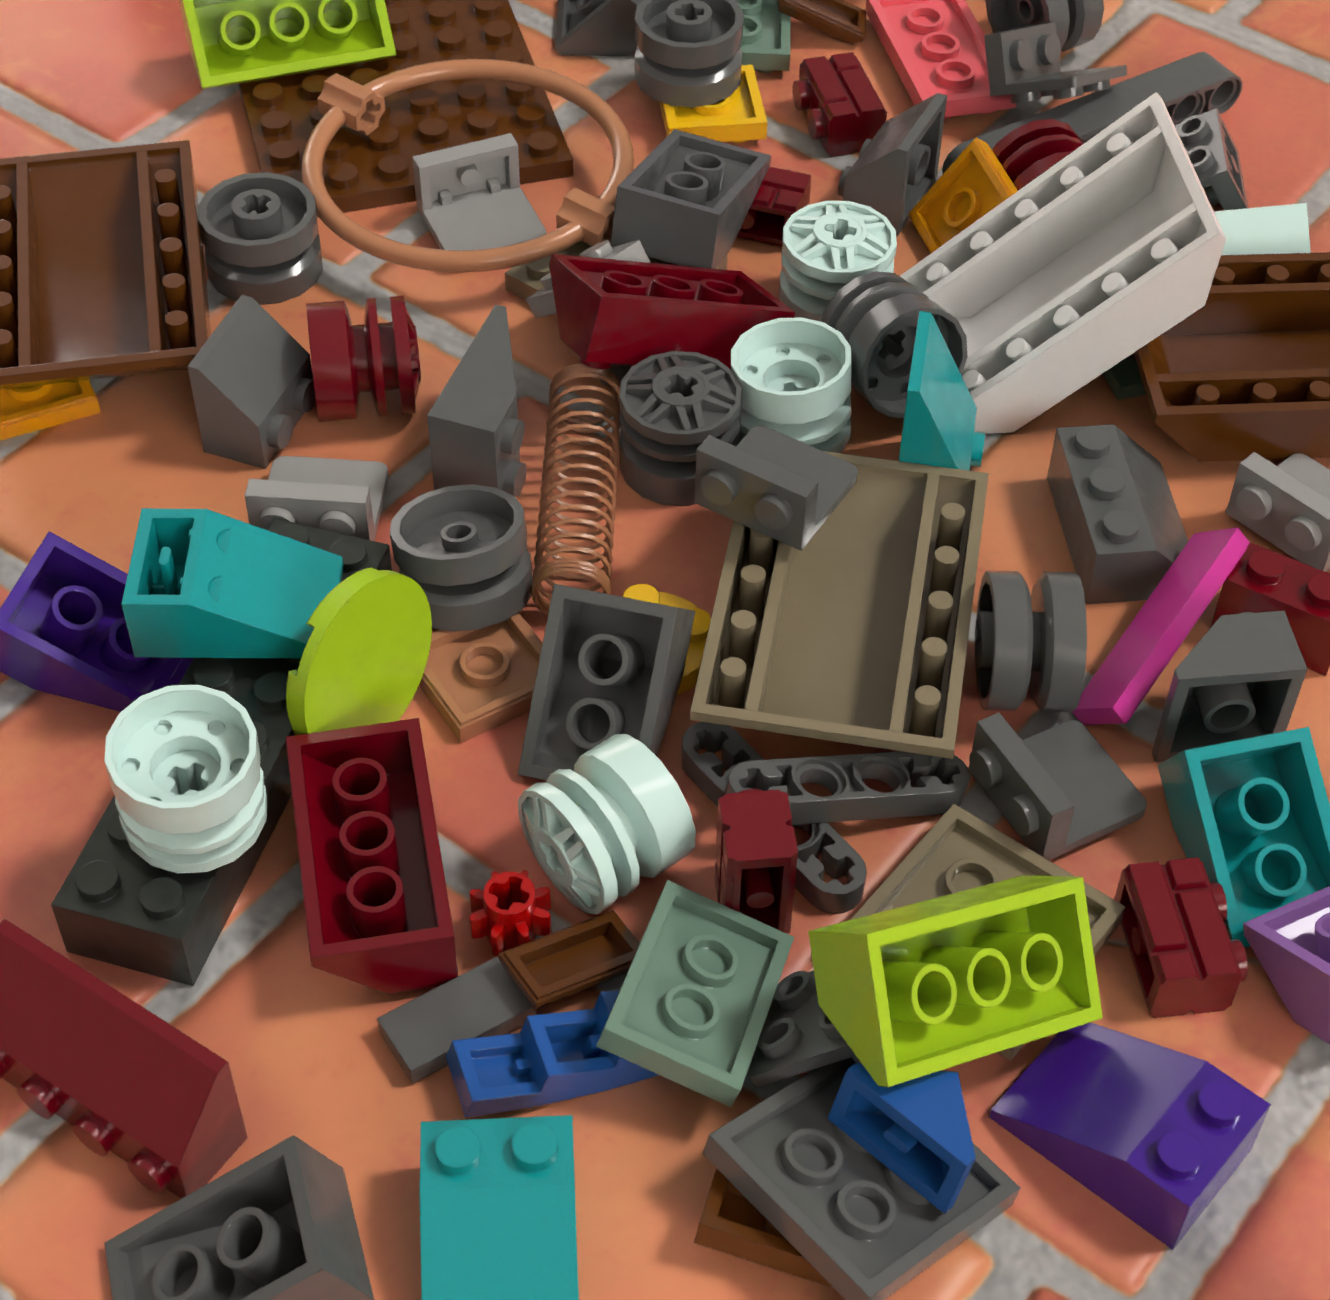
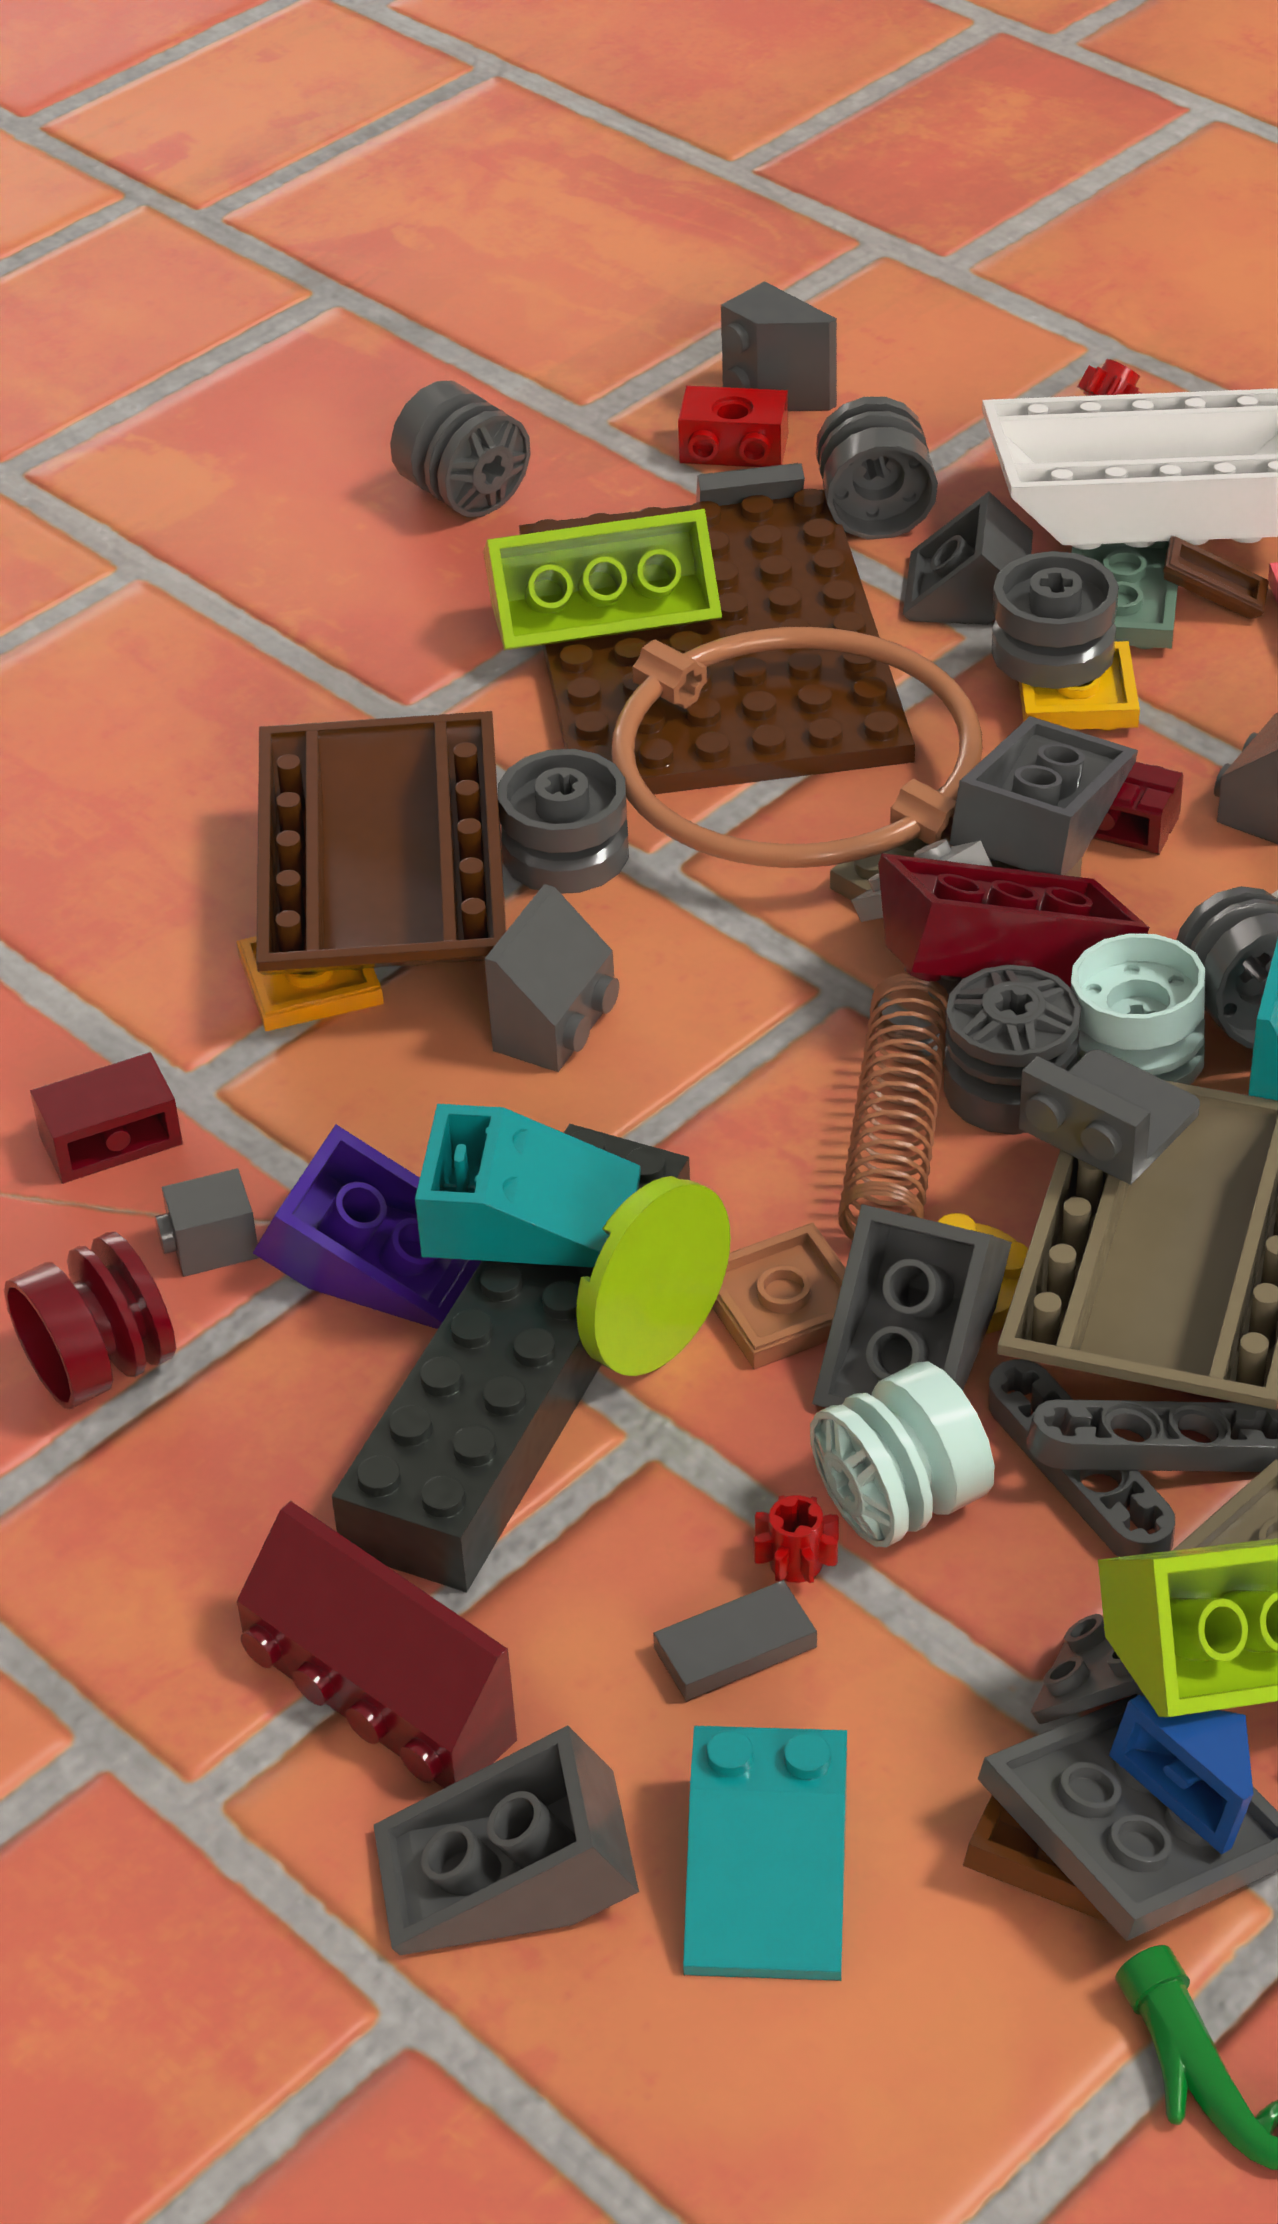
camera: 10 degrees right, 5 degrees down
(187, 778) = (476, 1376): light aqua wheel -> none
(320, 494) = (618, 1100): light grey bracket -> none
(362, 358) = (670, 957): dark red wheel -> none
(371, 857) = (657, 1471): dark red slope -> none
(465, 554) = (771, 1170): dark grey wheel -> none
(475, 195) = (802, 783): light grey bracket -> none
(476, 419) = (791, 1036): dark grey slope -> none
(542, 1064) = (898, 1675): blue slope -> none
(571, 959) = (859, 1589): reddish brown tile -> none
(697, 993) = (984, 1625): sand green plate -> none
(756, 856) = (1055, 1505): dark red brick -> none
(827, 249) = (1192, 857): light aqua wheel -> none
(838, 103) = (1224, 689): dark red brick -> none

